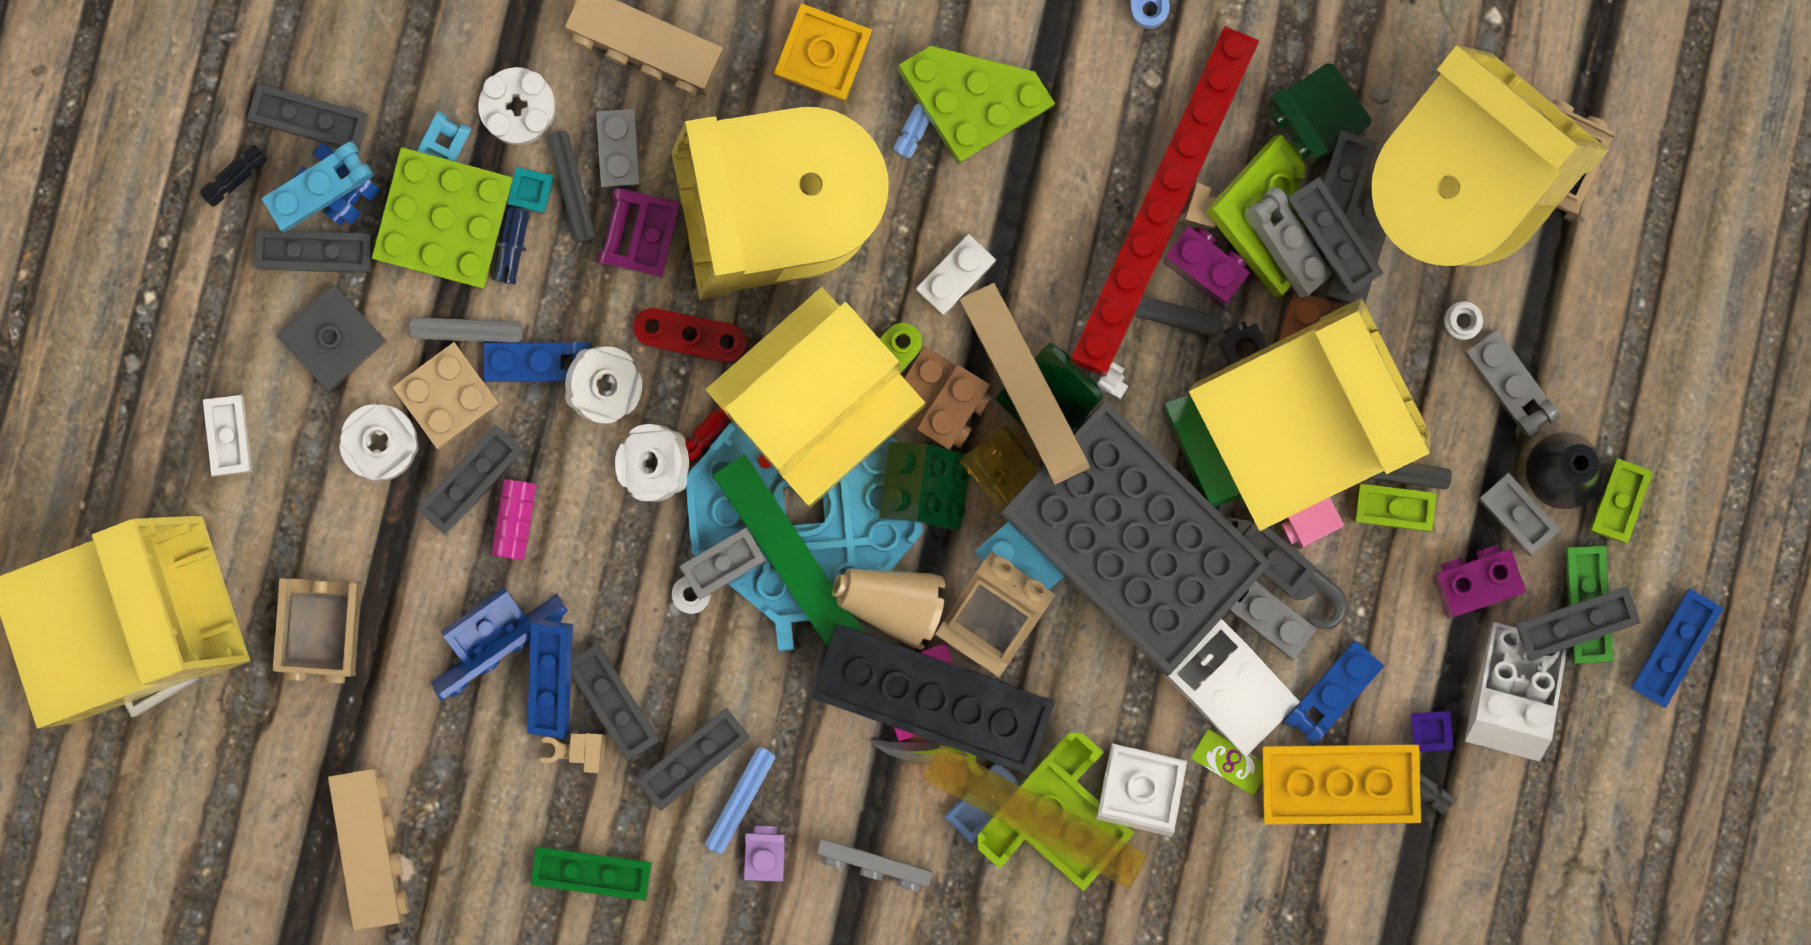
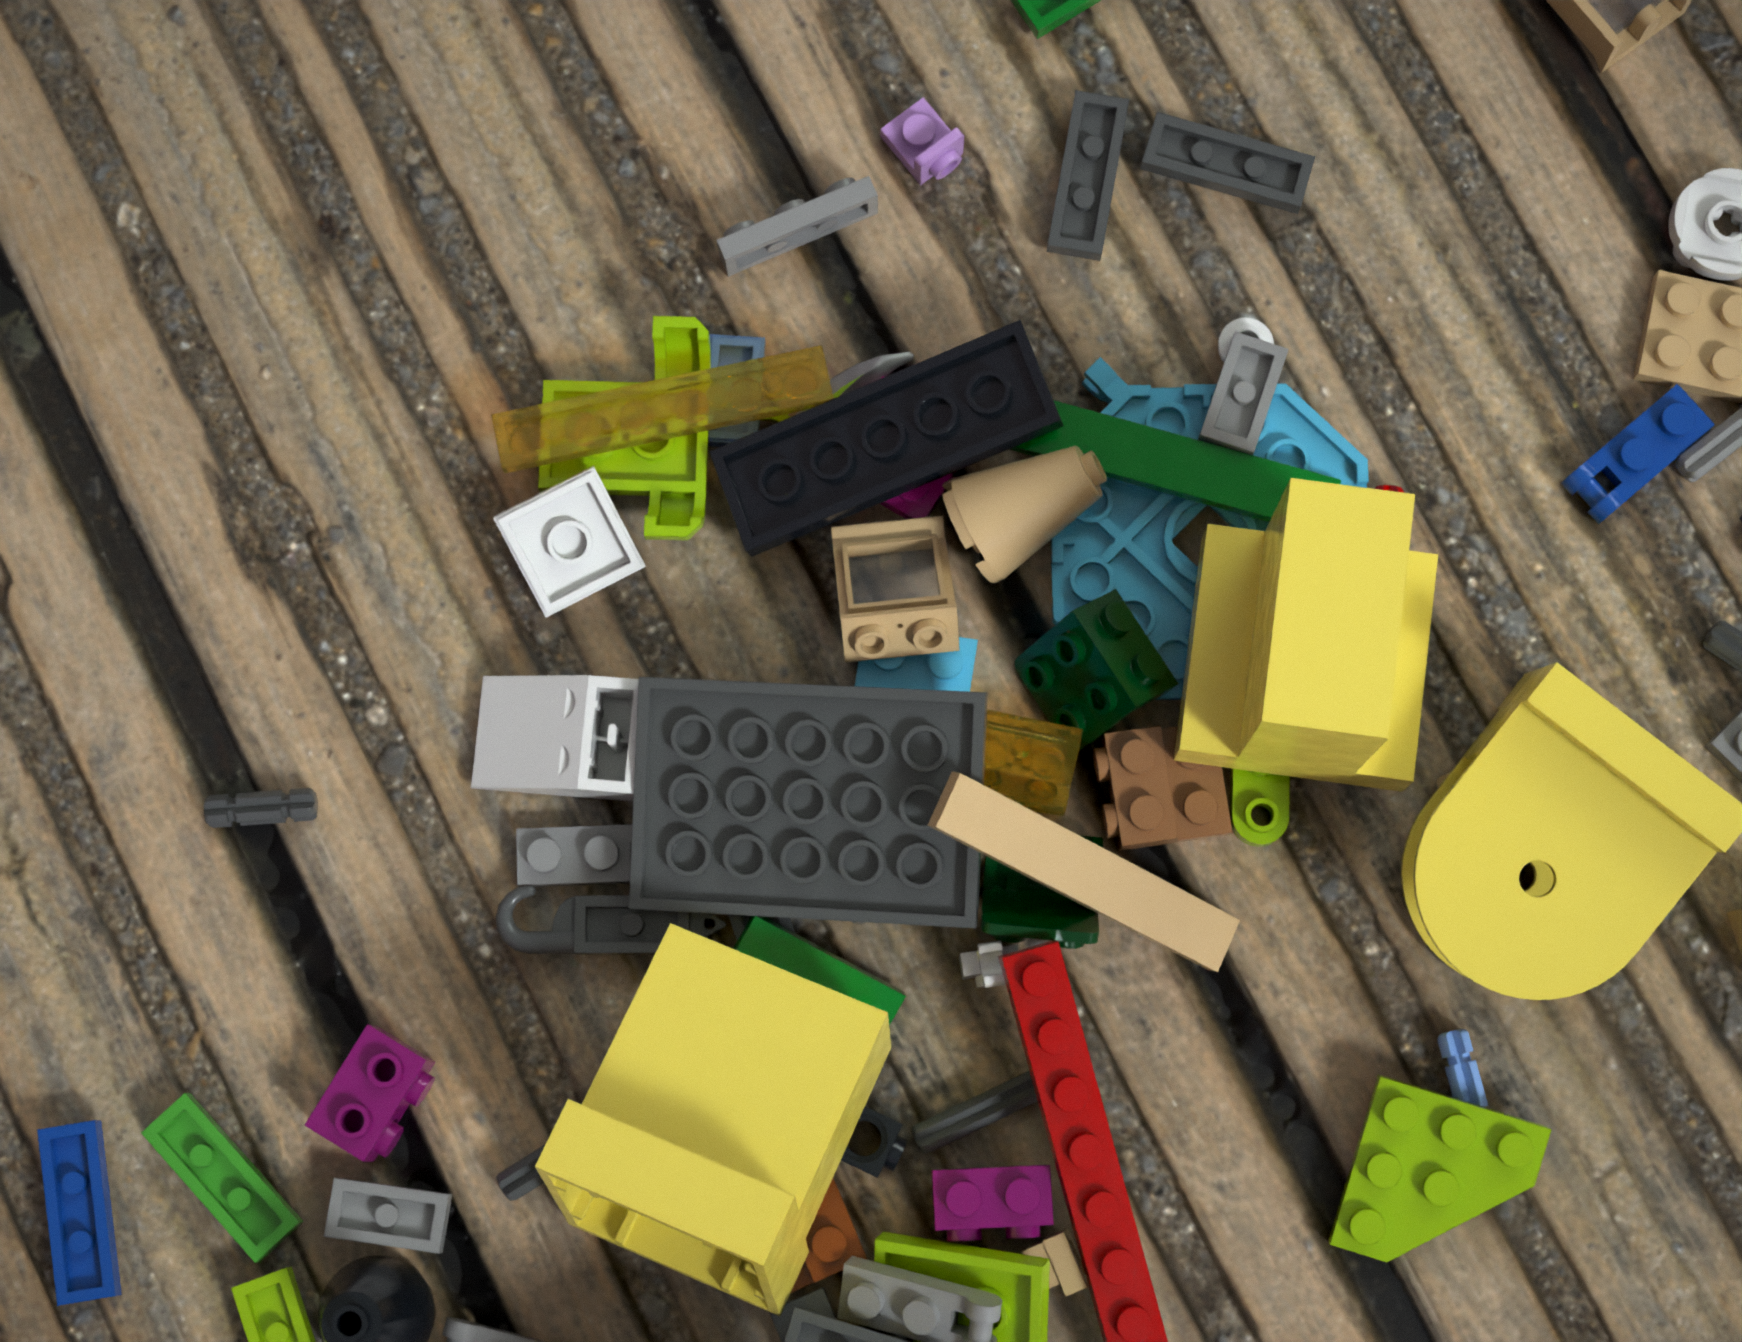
camera: 140 degrees right, 5 degrees down
(470, 480) = (1592, 267): dark grey plate -> none
(489, 635) = (1421, 123): blue bracket -> none
(514, 519) = (1507, 263): dark pink axle -> none
(550, 678) = (1318, 125): blue plate -> none
(582, 379) = (1579, 493): white plate -> none
(582, 749) = (1215, 87): tan piece -> none
(650, 237) = (1642, 691): magenta plate -> none
(672, 465) = (1410, 470): white plate -> none
(708, 338) = (1483, 641): red plate -> none
(740, 800) = (1000, 176): light blue axle -> none
(823, 52) = (1645, 1073): yellow plate -> none
(956, 275) = (1267, 945): white plate -> none
(1228, 762) = (497, 655): lime sticker -> none
(1312, 523) = (613, 995): bright pink brick -> none
(1335, 691) = (440, 833): blue plate -> none
(1341, 784) = (346, 731): yellow plate -> none
(1395, 507) = (535, 1100): lime plate -> none
(1432, 731) = (292, 877): dark purple plate -> none
(1515, 697) = (227, 1006): white slope -> none
(1577, 623) = (214, 1139): dark grey plate -> none

